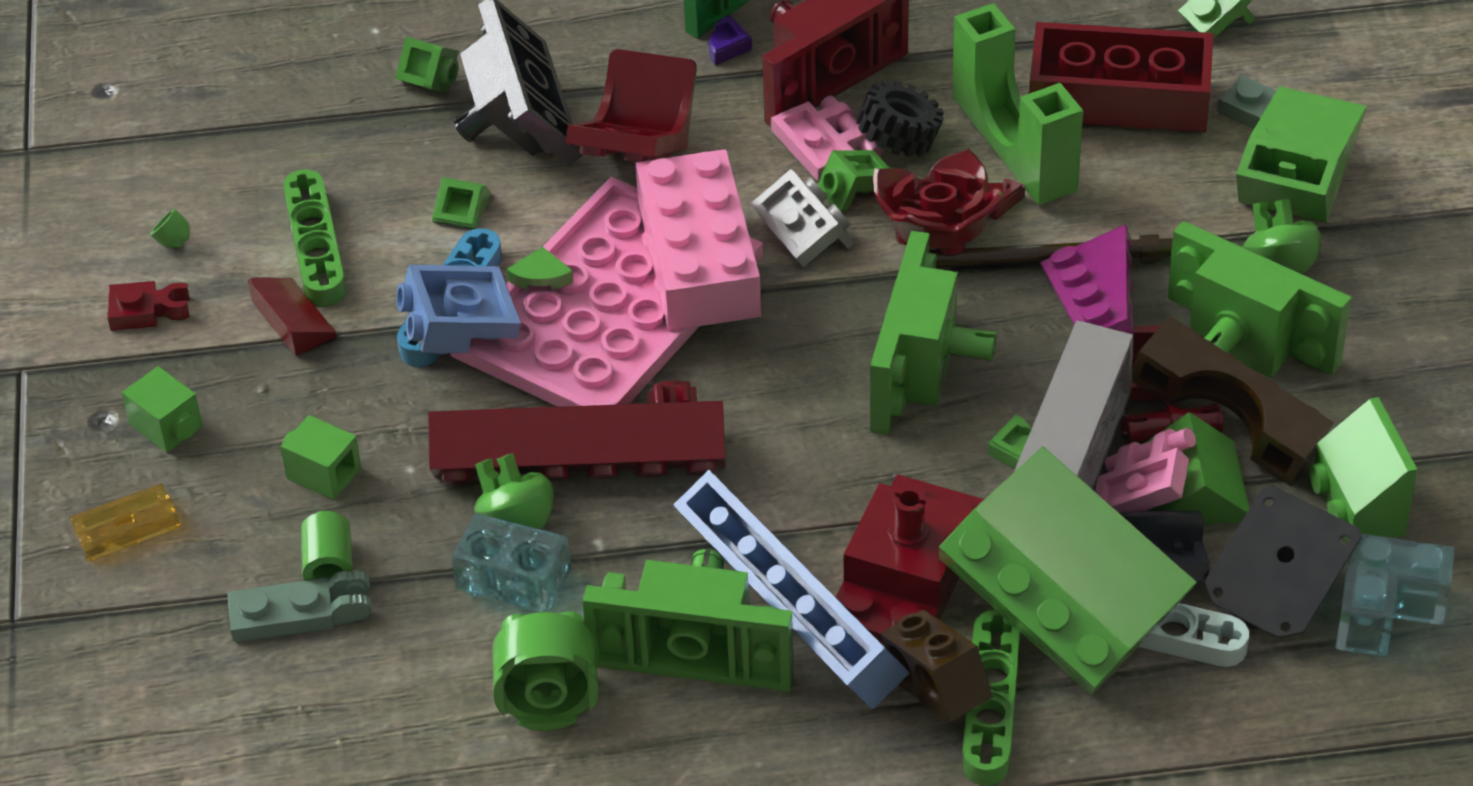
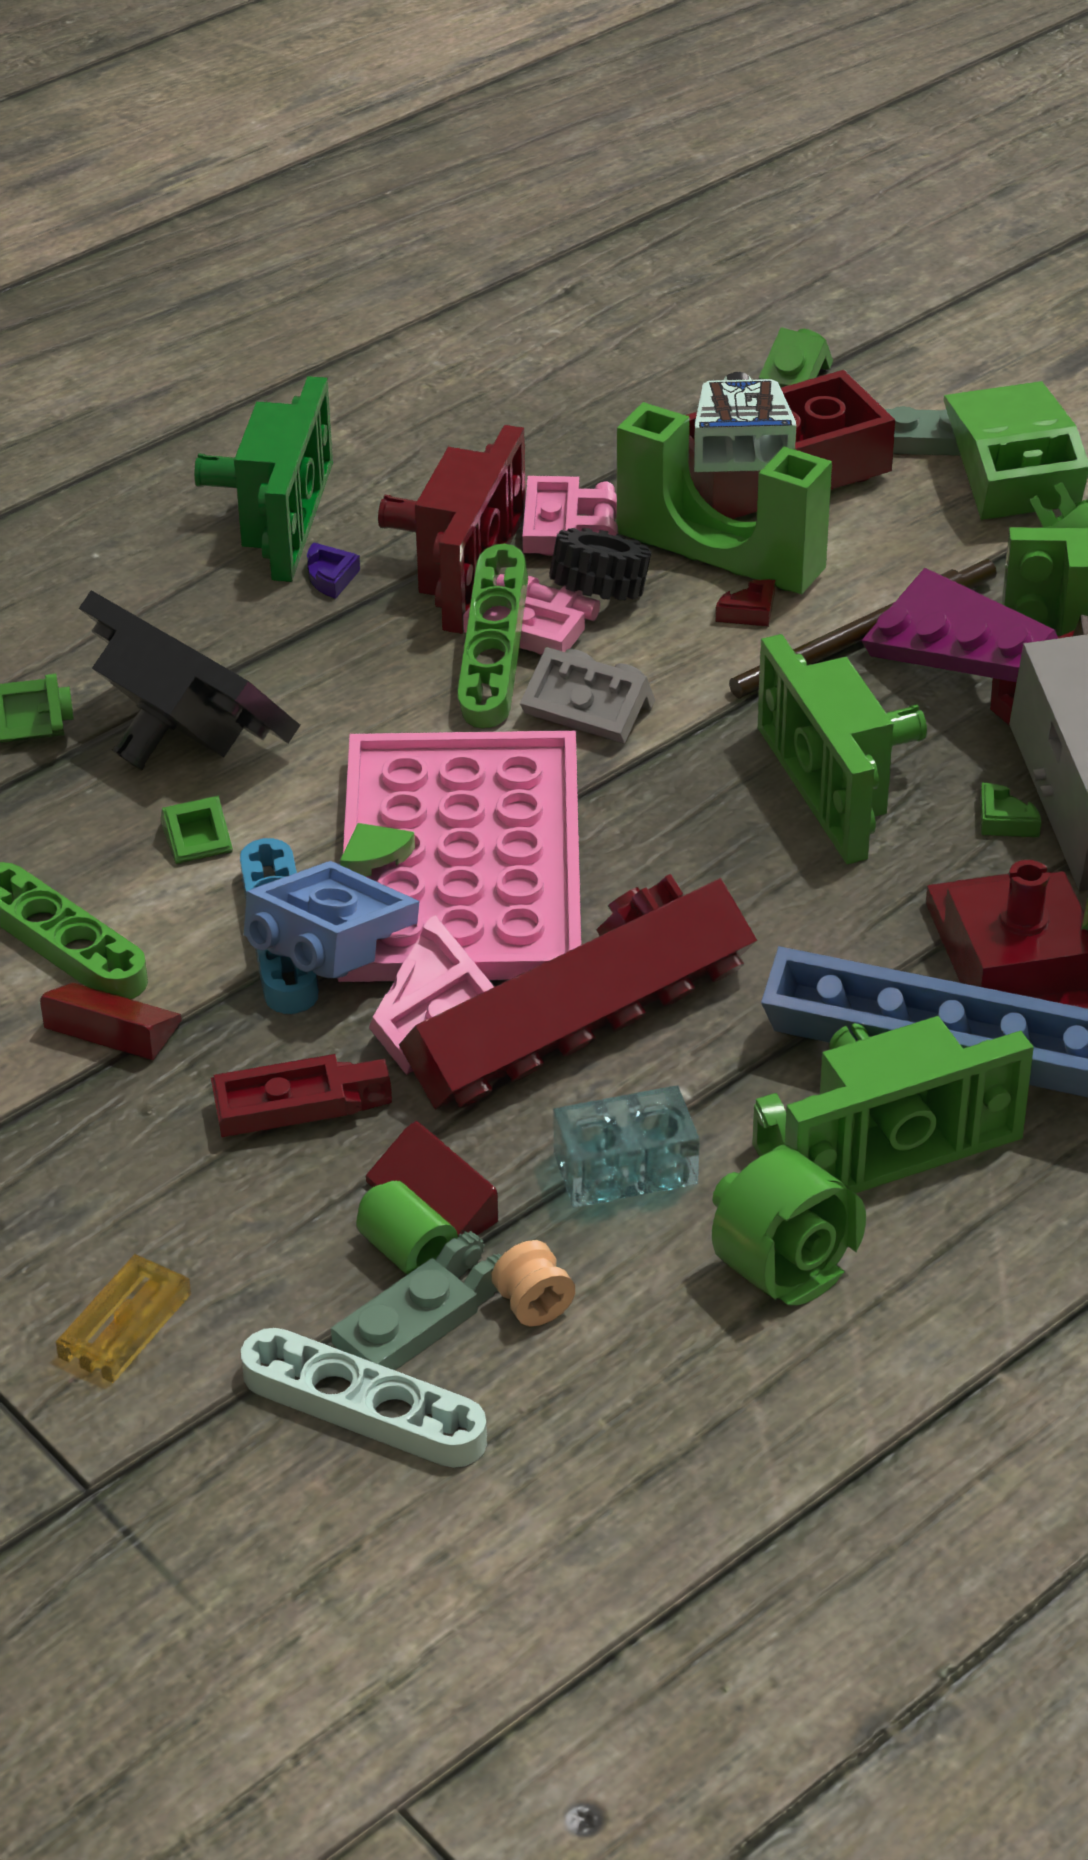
camera: 35 degrees left, 5 degrees down
(162, 409) = (64, 1176): bright green brick -> none
(215, 644) = (368, 1388): none -> light aqua beam
(320, 457) = (300, 1140): bright green brick -> none
(368, 626) = (533, 1283): none -> light nougat wheel
(369, 421) = (297, 1093): none -> dark red hinge
(374, 530) = (438, 1179): none -> dark red slope
(487, 385) = (428, 983): none -> bright pink wing
(512, 497) = (571, 1076): bright green piece -> none
(641, 109) = (328, 649): dark red bracket -> none
(698, 240) = (525, 746): bright pink brick -> none
(781, 145) = (488, 634): none -> bright green beam
(849, 173) = (602, 633): bright green bracket -> none
(917, 61) = (555, 505): none -> bright pink plate
(947, 203) = (724, 618): dark red brick -> none
(1070, 49) = (741, 424): none -> light aqua torso

